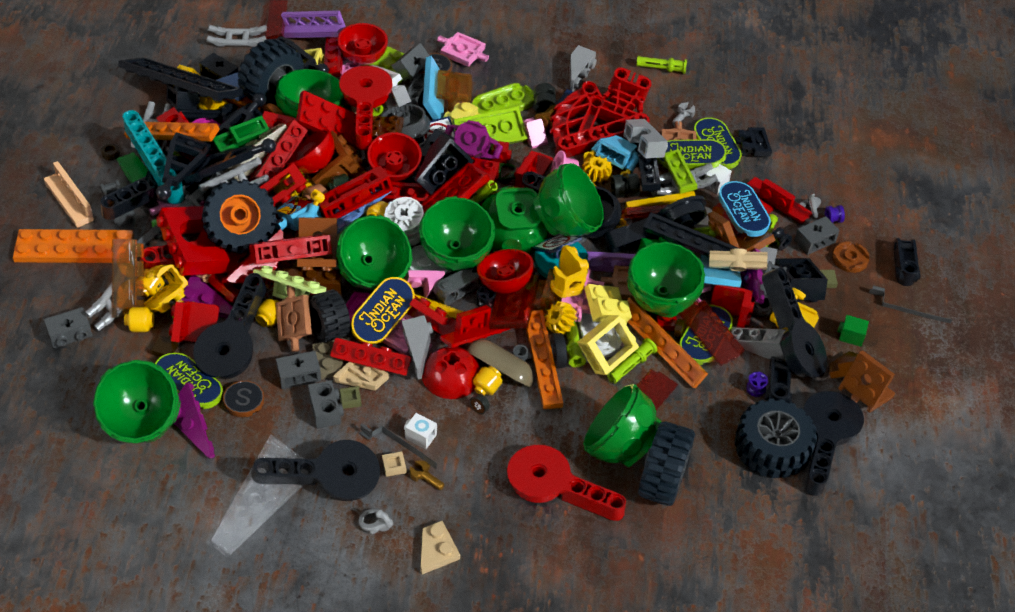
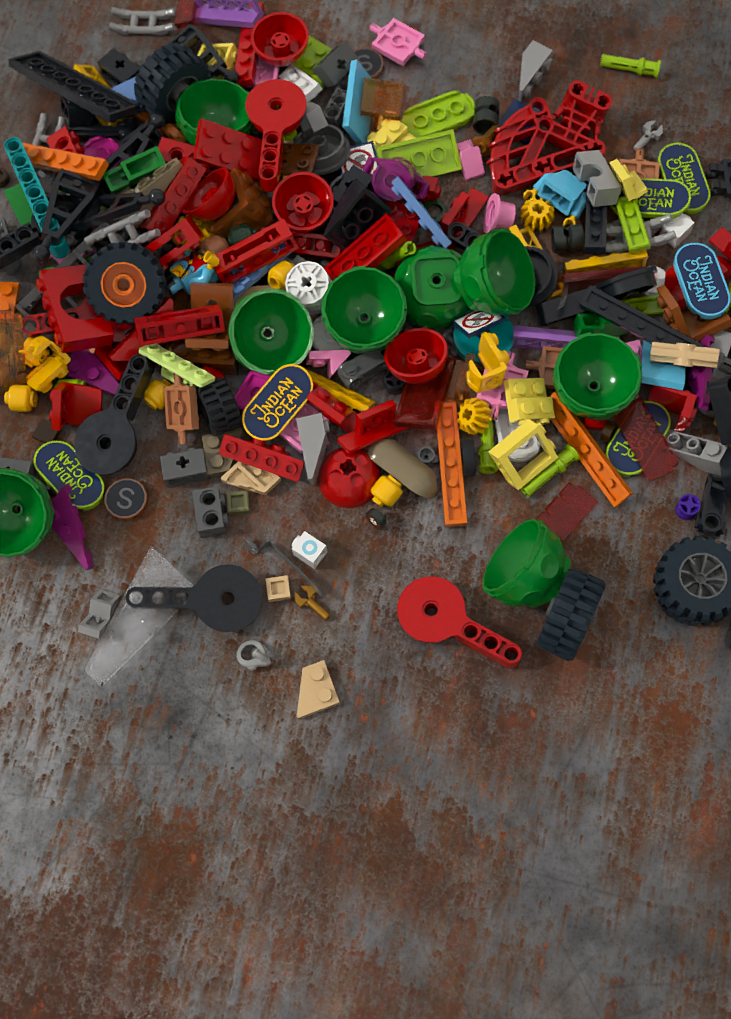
camera: 15 degrees right, 20 degrees up
(224, 492) = (100, 613): none -> light grey slope
(495, 156) = (413, 206): none -> medium blue wing
(674, 140) = (630, 182): none -> light yellow bracket

